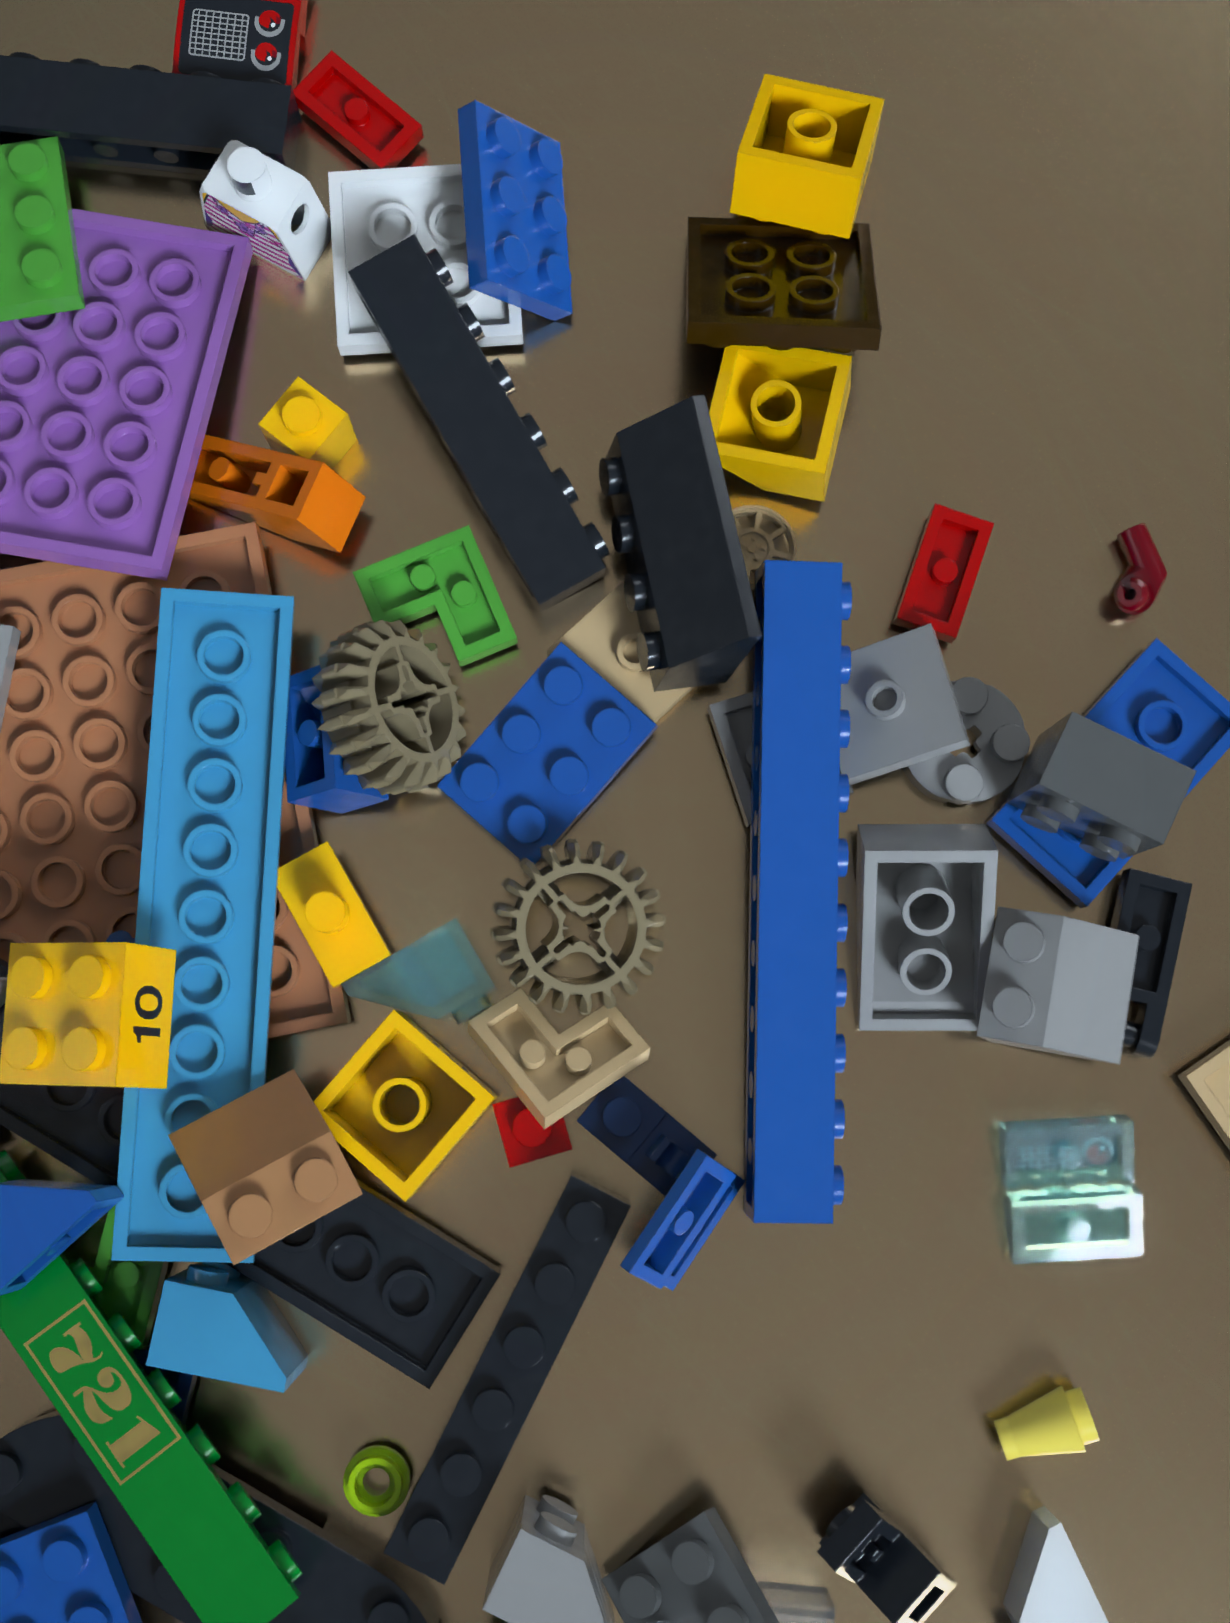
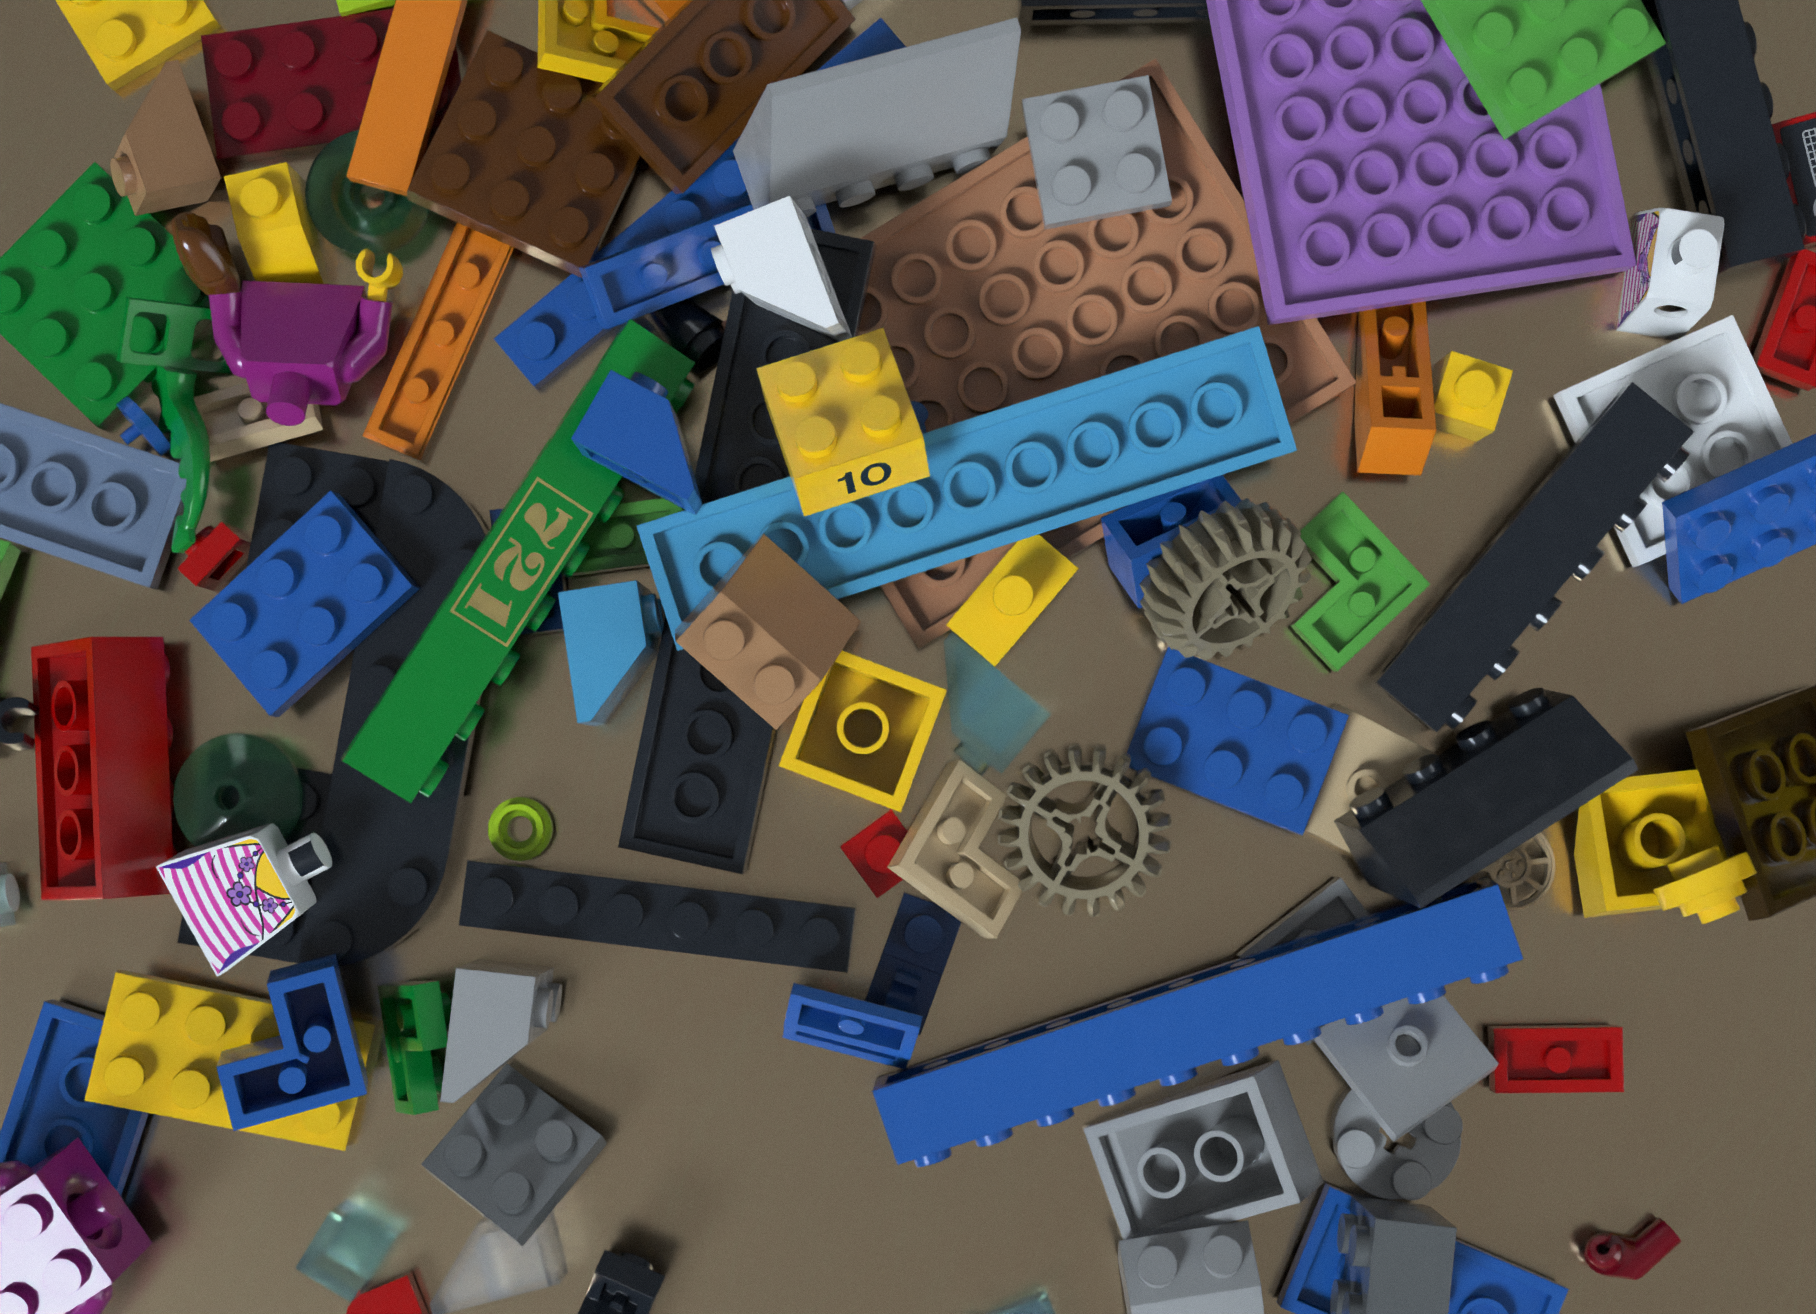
camera: 75 degrees right, 5 degrees up
(831, 372) = (1706, 884): none -> yellow plate

